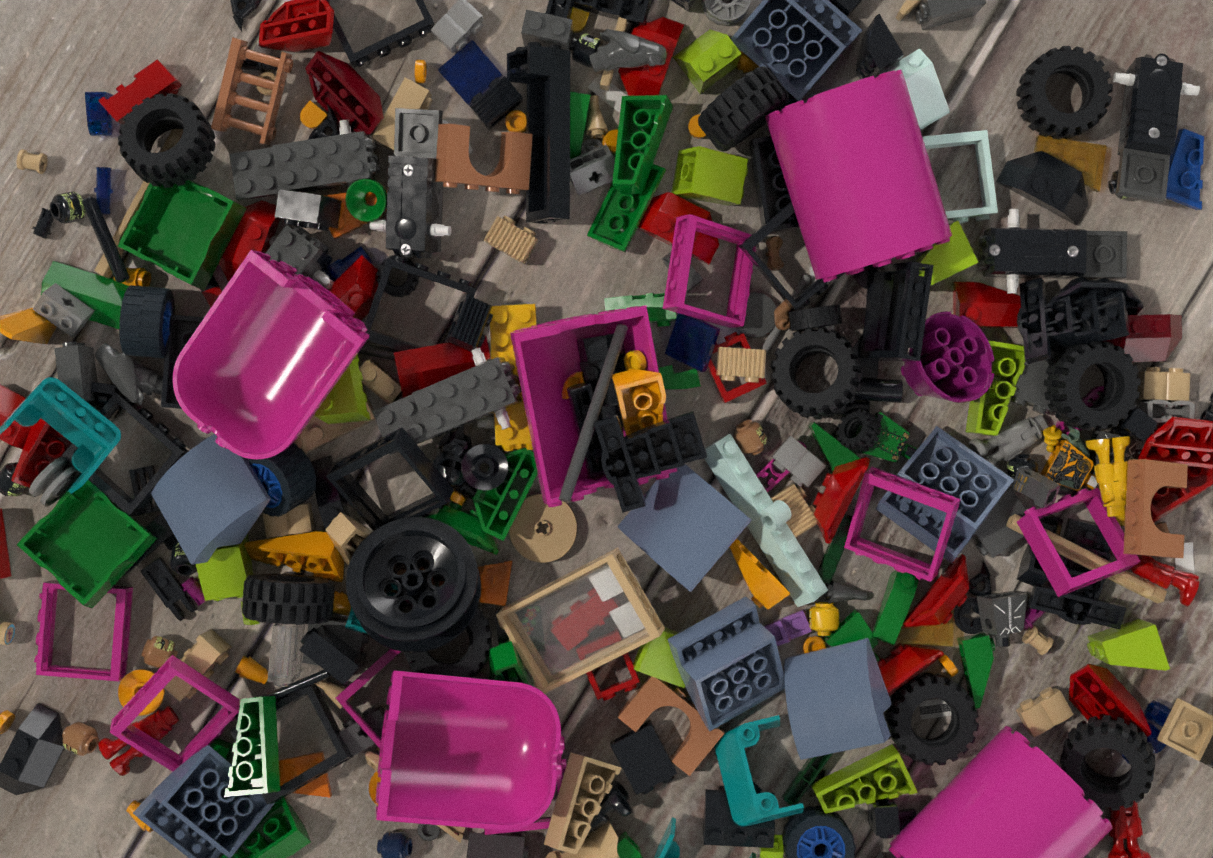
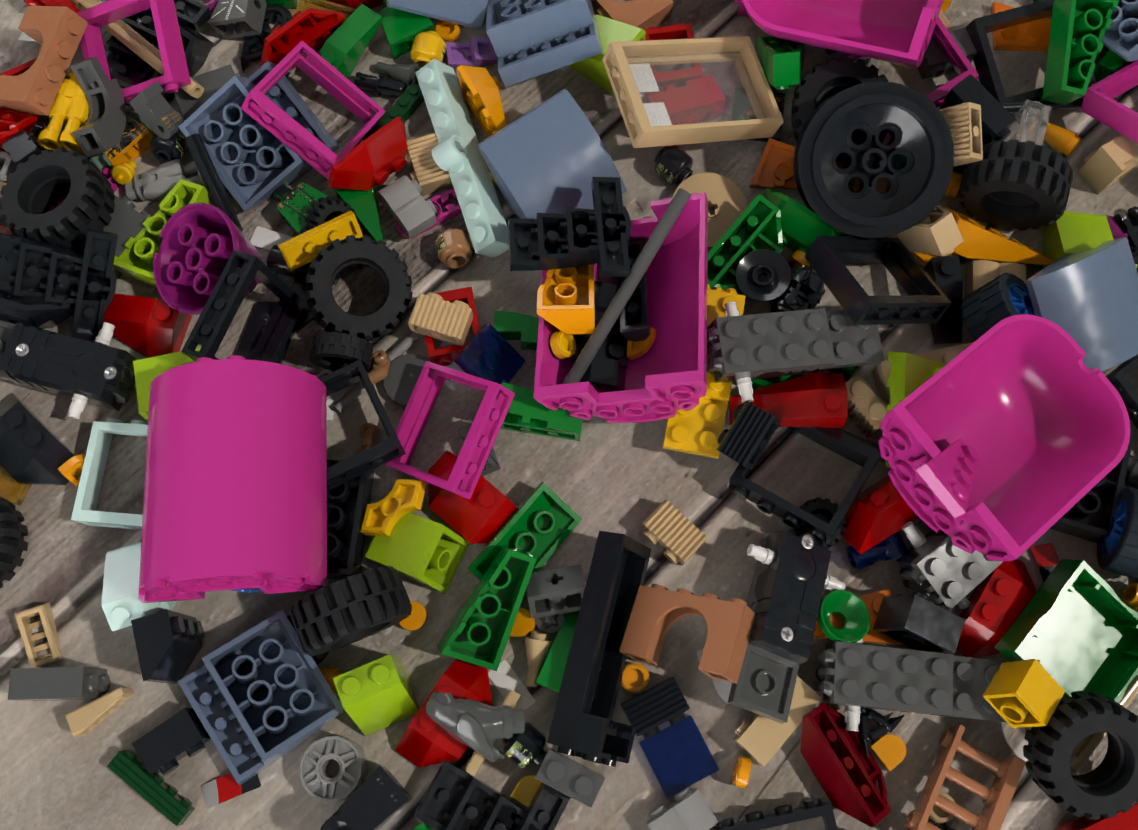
camera: 170 degrees left, 15 degrees down
(221, 172) = (1024, 693): none -> yellow head
(306, 308) = (952, 476): none -> dark pink wing
(342, 625) = (966, 132): none -> tan brick
(579, 556) = (673, 164): none -> black head
(742, 192) = (383, 515): none -> yellow tile
(857, 576) = (379, 85): none -> black axle
(861, 408) = (306, 246): none -> yellow tile
(906, 410) = (267, 238): none -> white sticker
(968, 439) = (211, 177): none -> black axle
(999, 50) = (28, 638): none -> tan slope
(1000, 173) = (73, 468): none -> light orange tile
(1080, 478) = (106, 108): none -> dark grey arch

